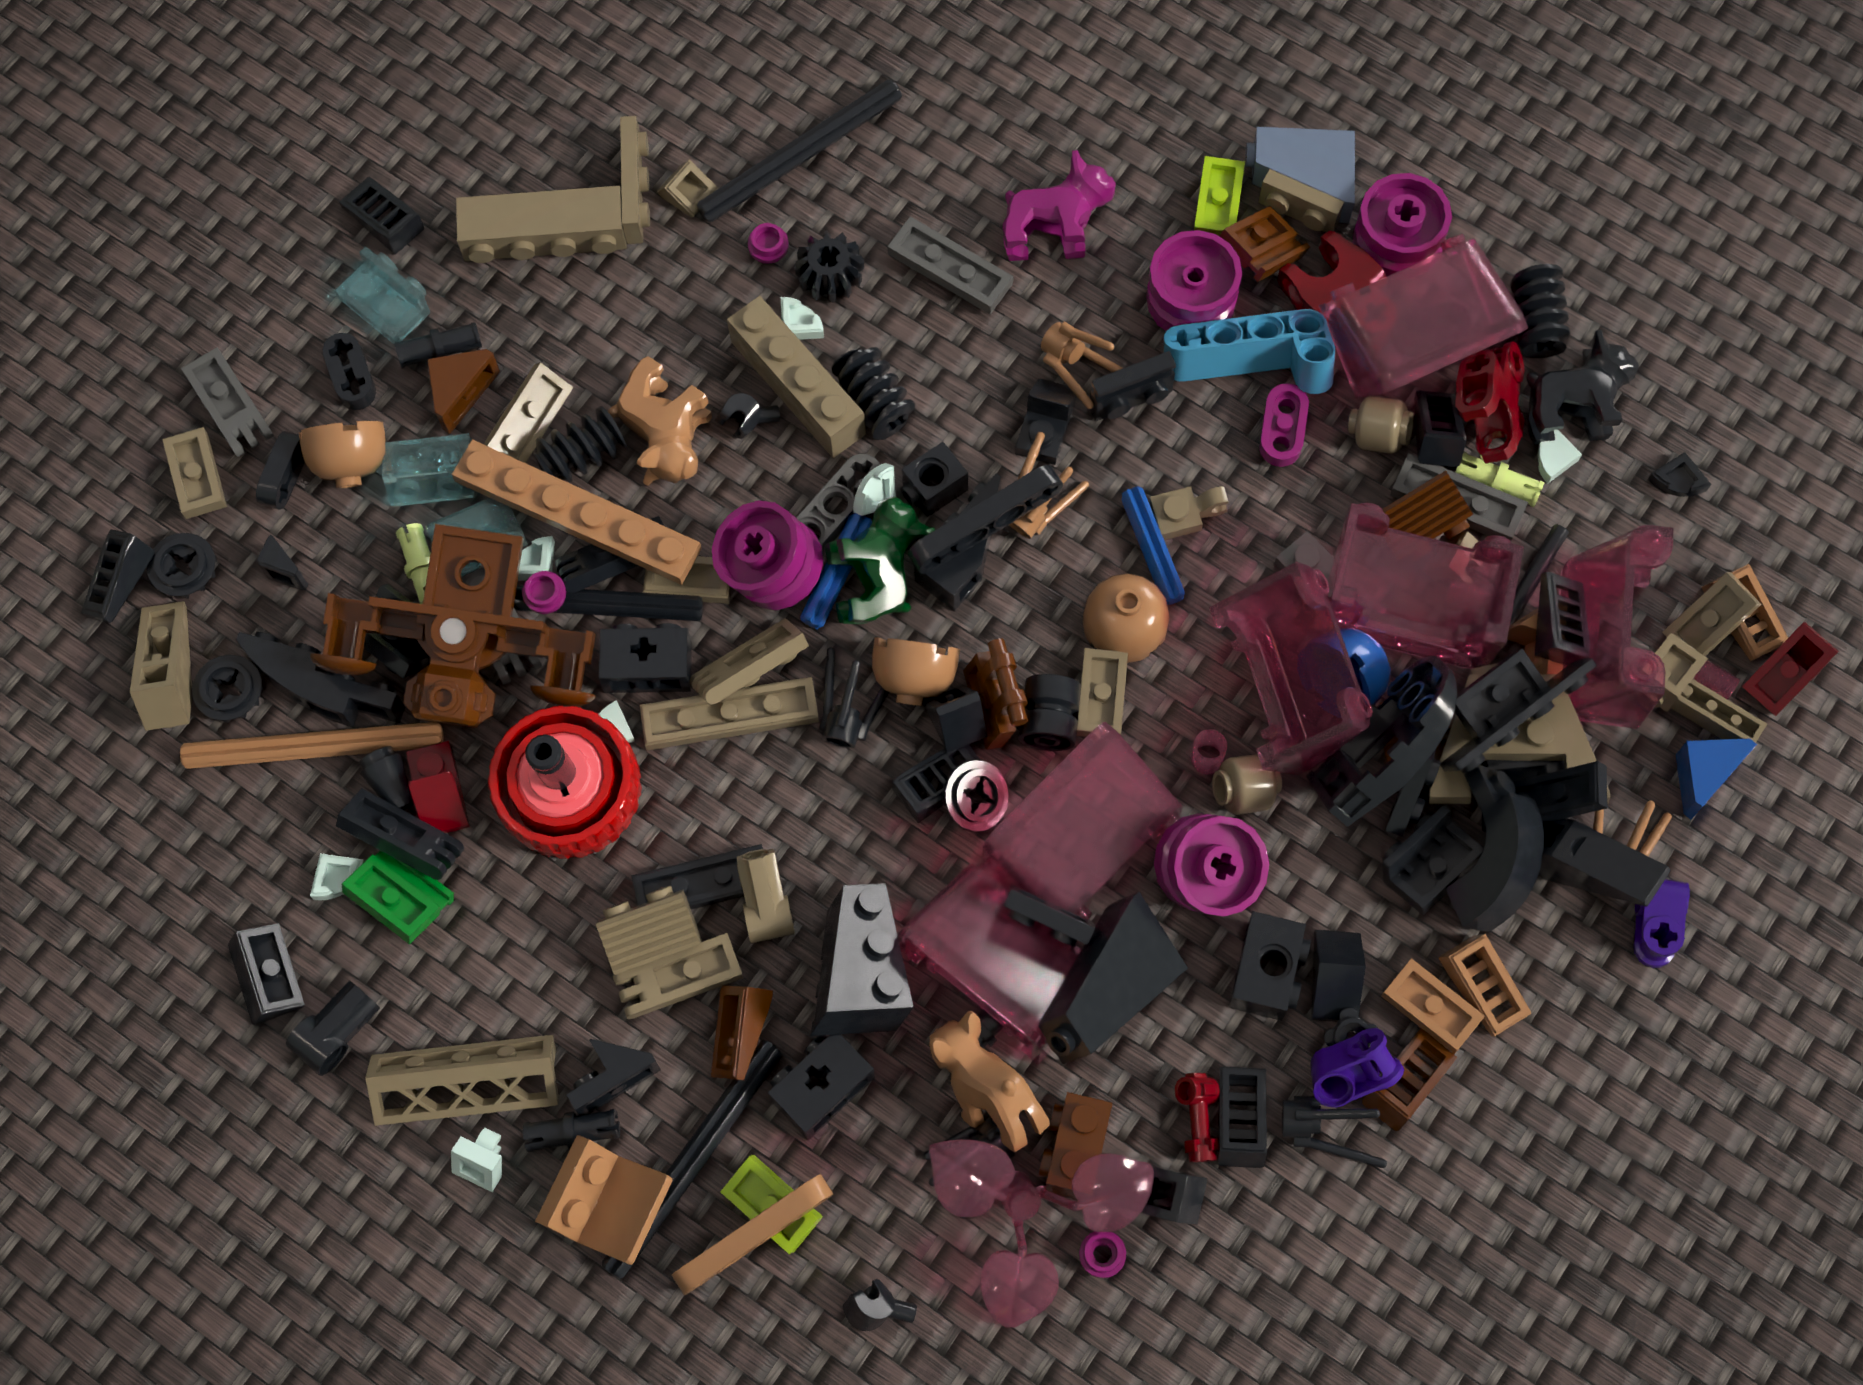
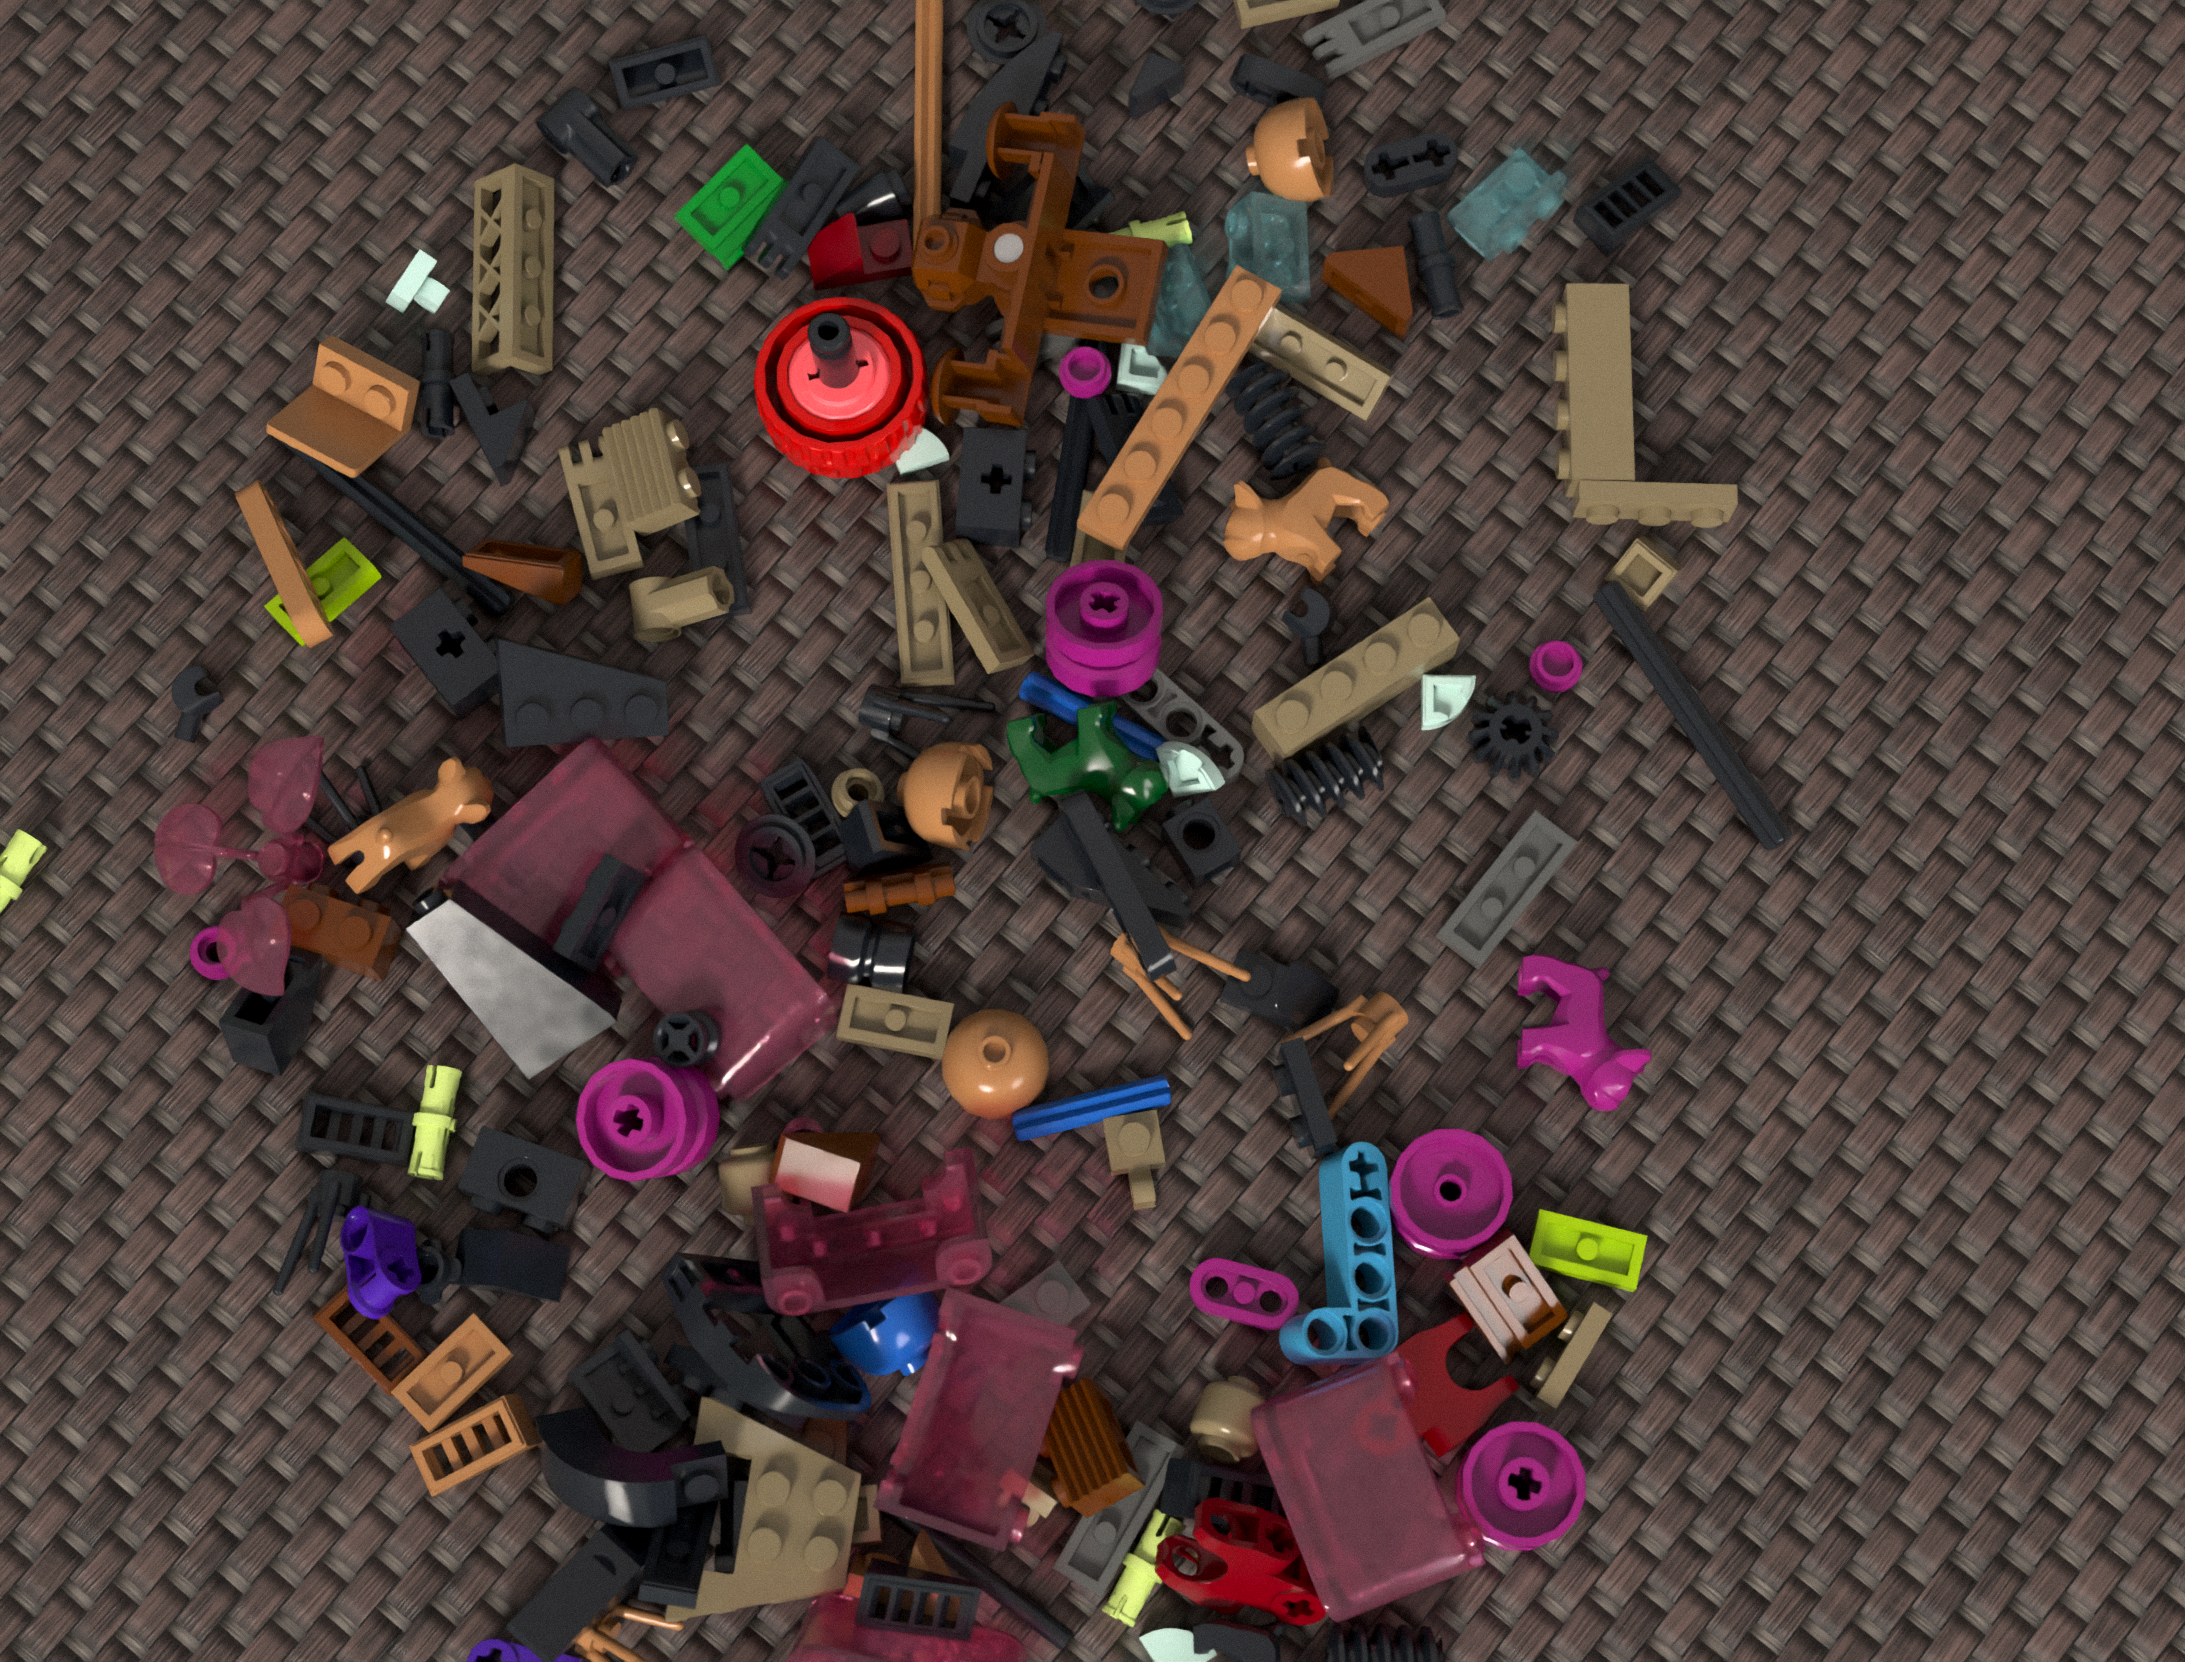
camera: 90 degrees right, 5 degrees up
(330, 874) = (770, 141): light aqua tile -> none
(912, 732) = (855, 780): none -> dark tan plate
(1156, 833) = (674, 1038): none -> black wheel
(1198, 1093) = (382, 1075): dark red bar -> none
(1228, 1048) = (434, 1122): none -> yellowish green pin
(1234, 719) = (825, 1166): none -> slope
(1309, 156) = (1627, 1374): sand blue slope -> none
(1505, 699) = (801, 1501): black bracket -> none

